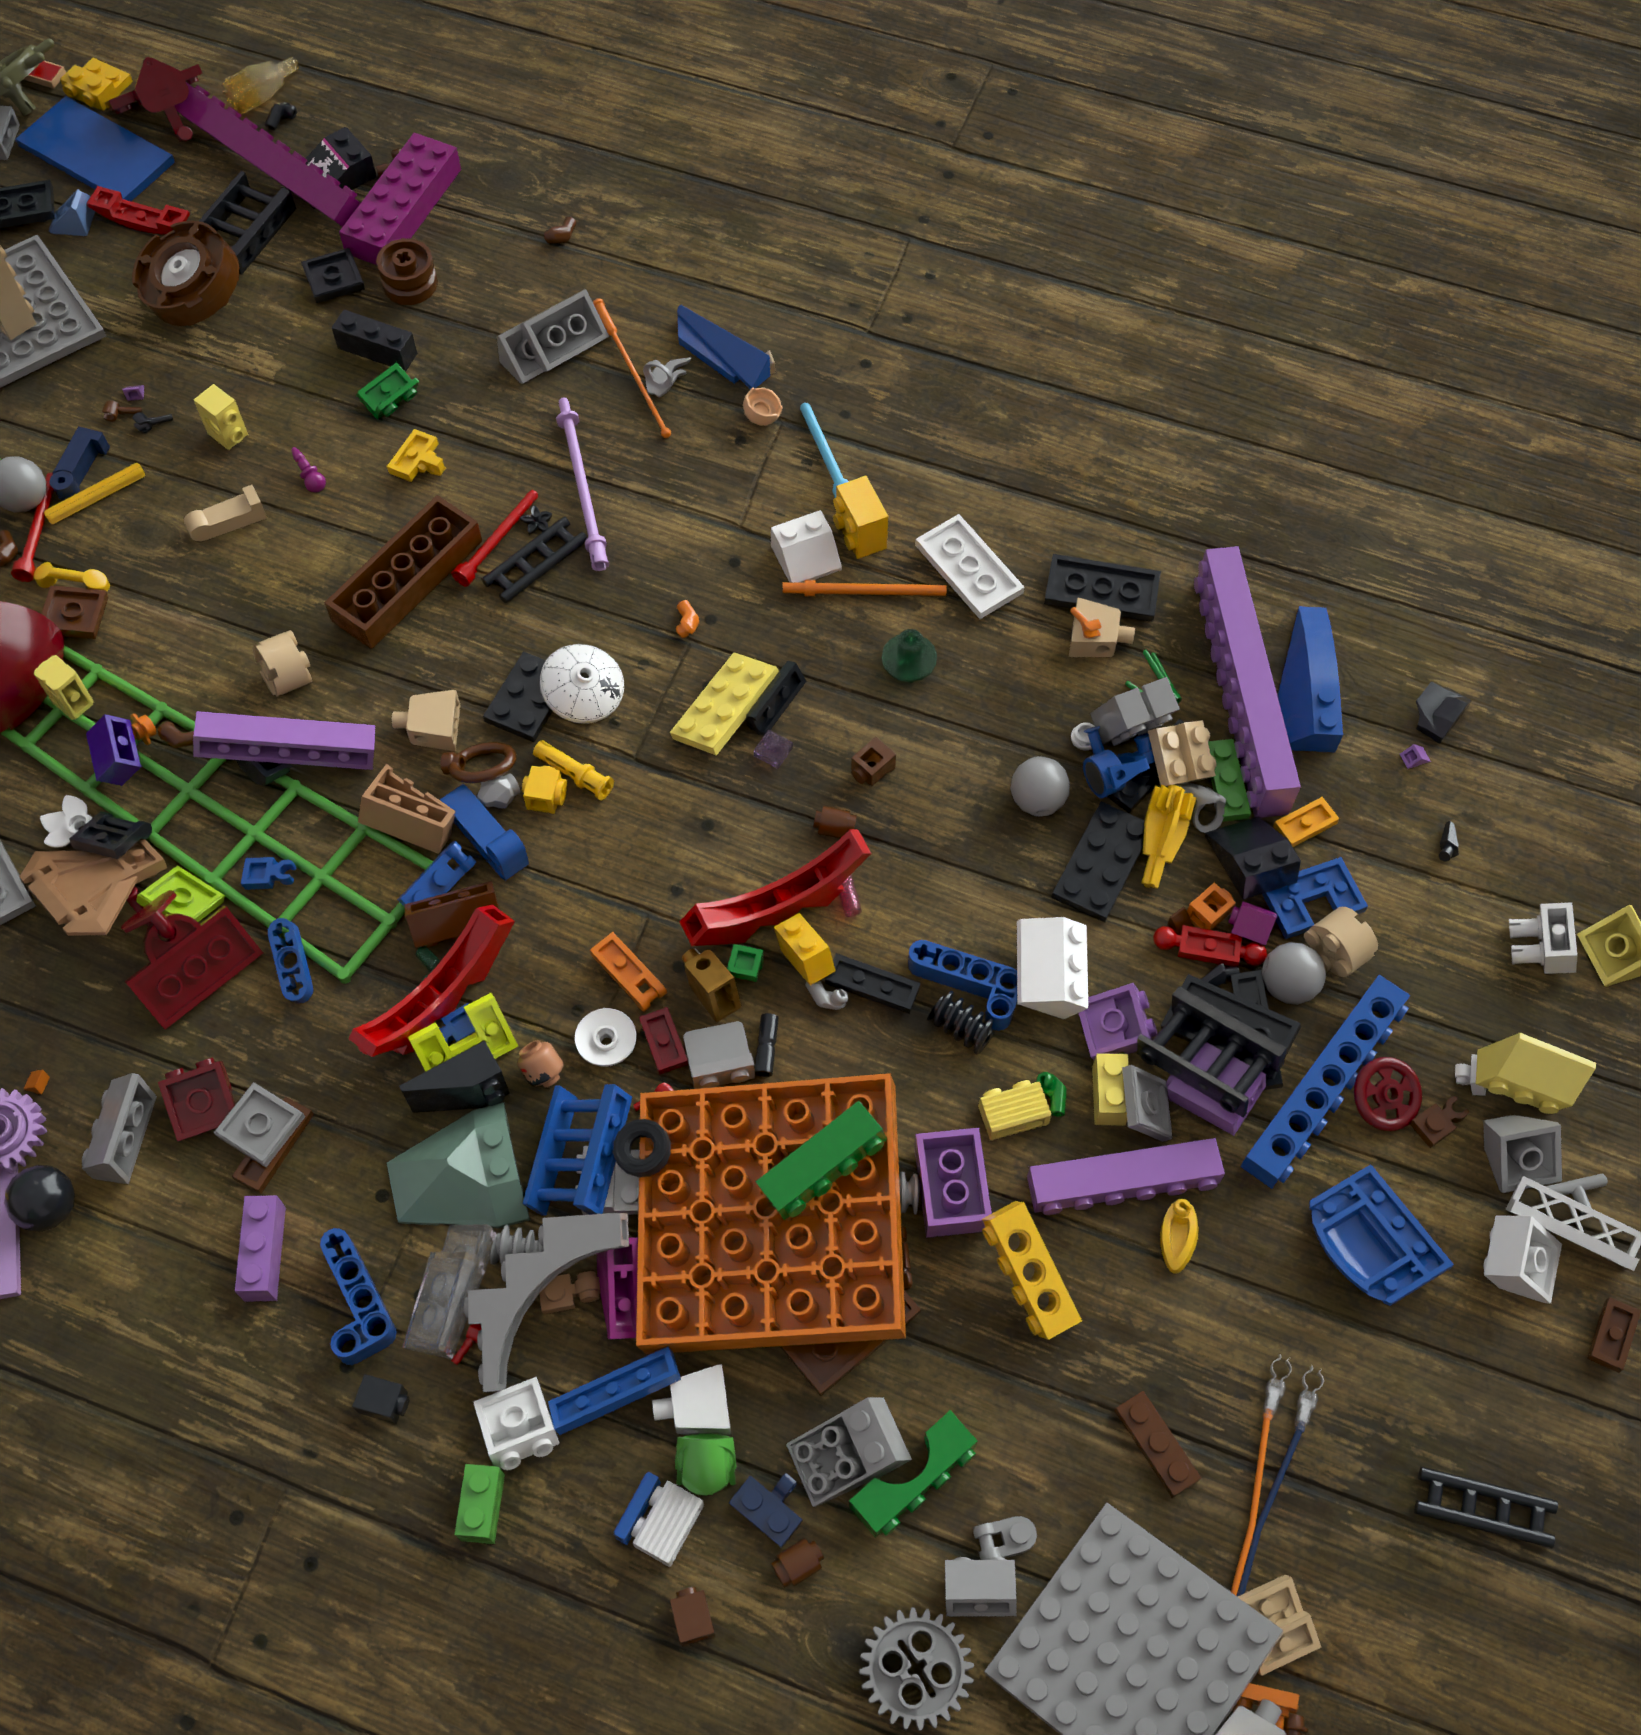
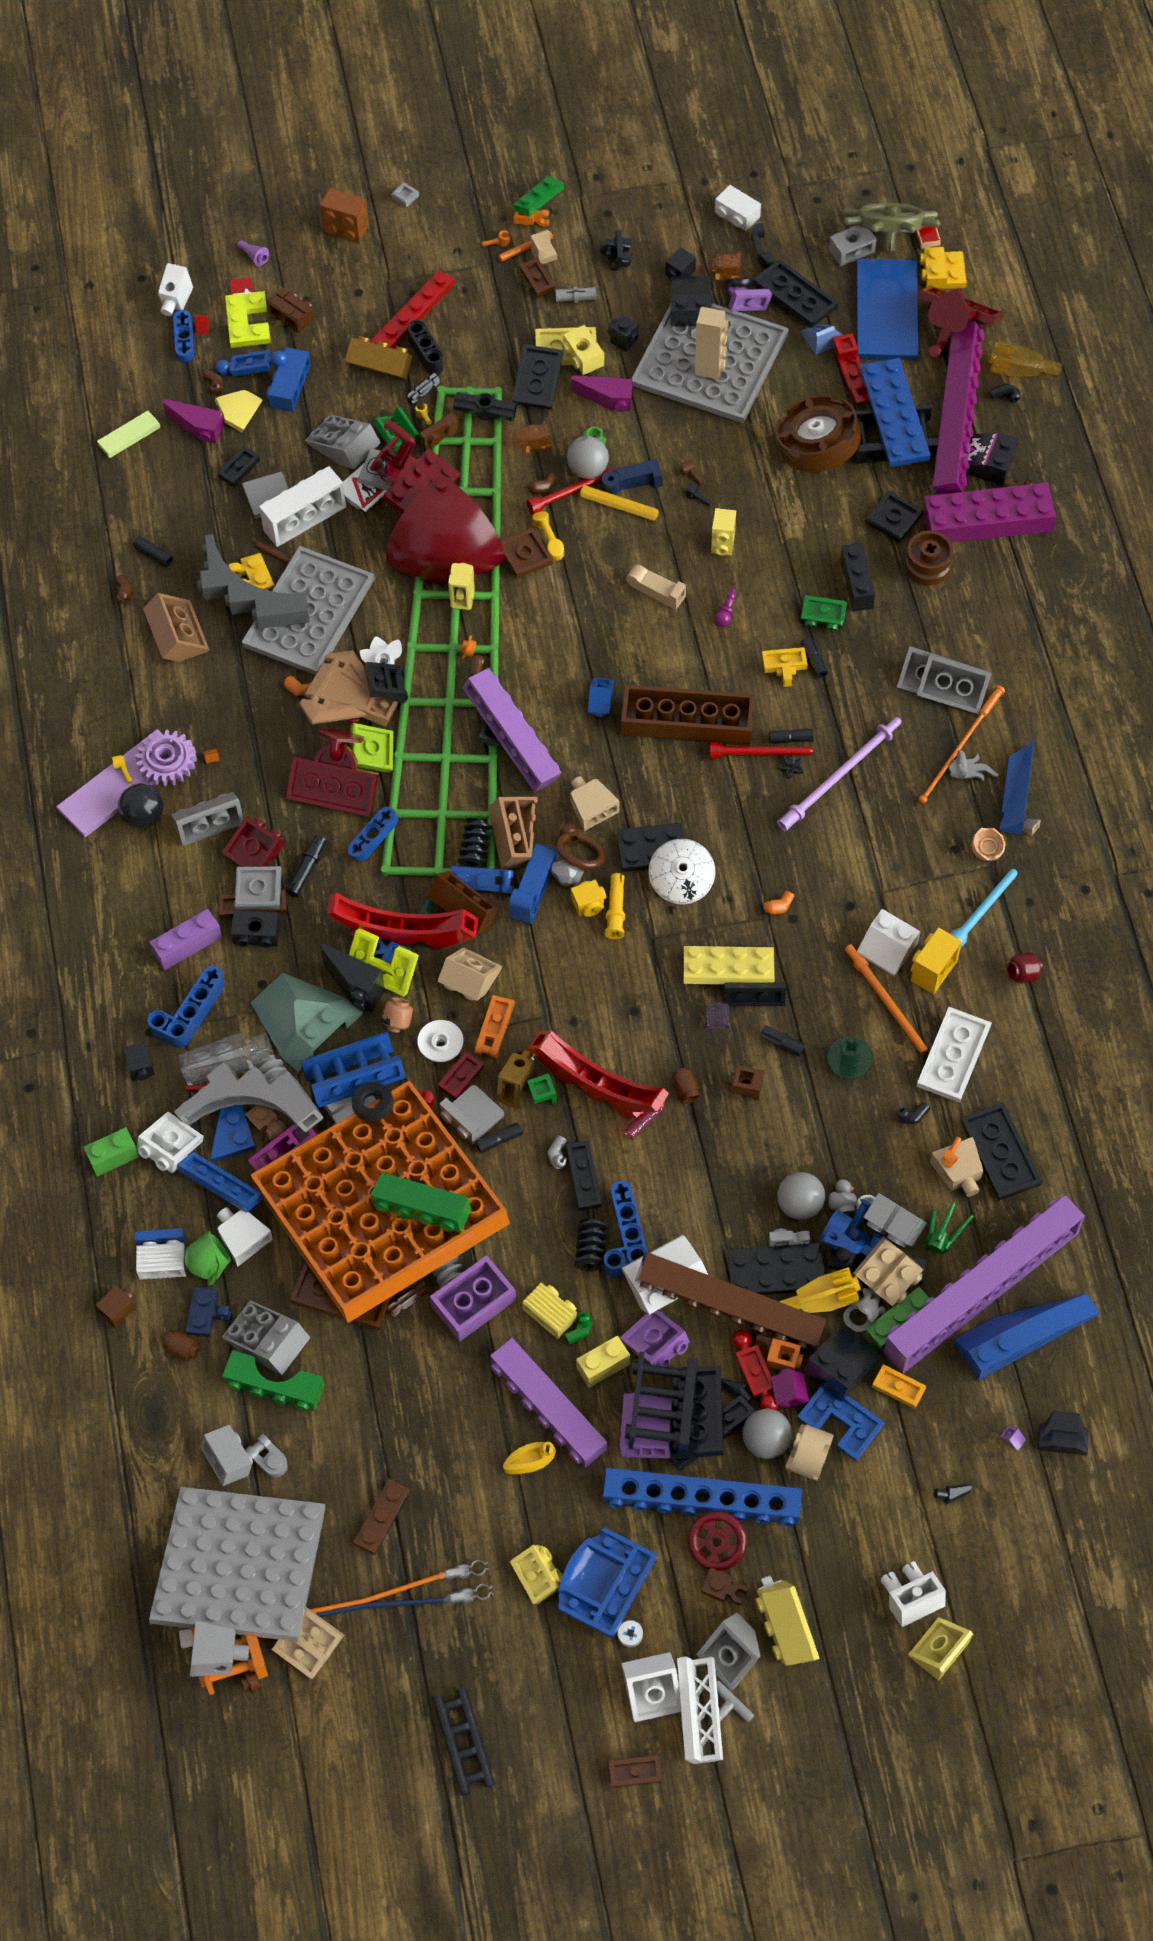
camera: 60 degrees right, 0 degrees up
(31, 936) = (295, 686): none -> orange arm
(113, 750) = (440, 642): dark purple brick -> none
(134, 392) = (712, 469): medium lavender piece -> none
(222, 201) = (894, 412): none -> blue plate
(262, 872) = (421, 779): blue plate -> none
(265, 1046) = (310, 858): none -> black pin
(282, 663) = (567, 691): tan brick -> none
(311, 1141) = (246, 921): none -> black brick
(315, 638) = (601, 696): none -> blue slope
(388, 860) = (474, 842): none -> black piece
(441, 431) = (815, 660): none -> black piece
(502, 501) = (787, 736): none -> black piece
(532, 574) = (747, 789): black bar -> none
(545, 960) = (468, 974): none -> tan slope
(555, 1341) = (231, 1134): none -> blue wing
(562, 233) = (1044, 629): reddish brown arm -> none
(804, 949) = (575, 1118): yellow brick -> none
(847, 704) = (783, 1040): none -> black axle
(889, 1686) = (179, 1454): light grey gear -> none
(918, 454) = (1024, 967): none -> dark red head
(1012, 639) = (912, 1117): none -> black arm
(1060, 1311) = (463, 1344): yellow brick -> none
(1067, 754) = (843, 1200): none -> light grey animal
(1073, 833) = (782, 1237): none -> light grey plate
(1125, 918) = (729, 1300): none -> reddish brown brick
(1147, 1103) = (604, 1387): light grey tile -> none
(1326, 1305) = (537, 1573): none -> light yellow bracket
(1449, 1244) = (630, 1633): none -> white tile

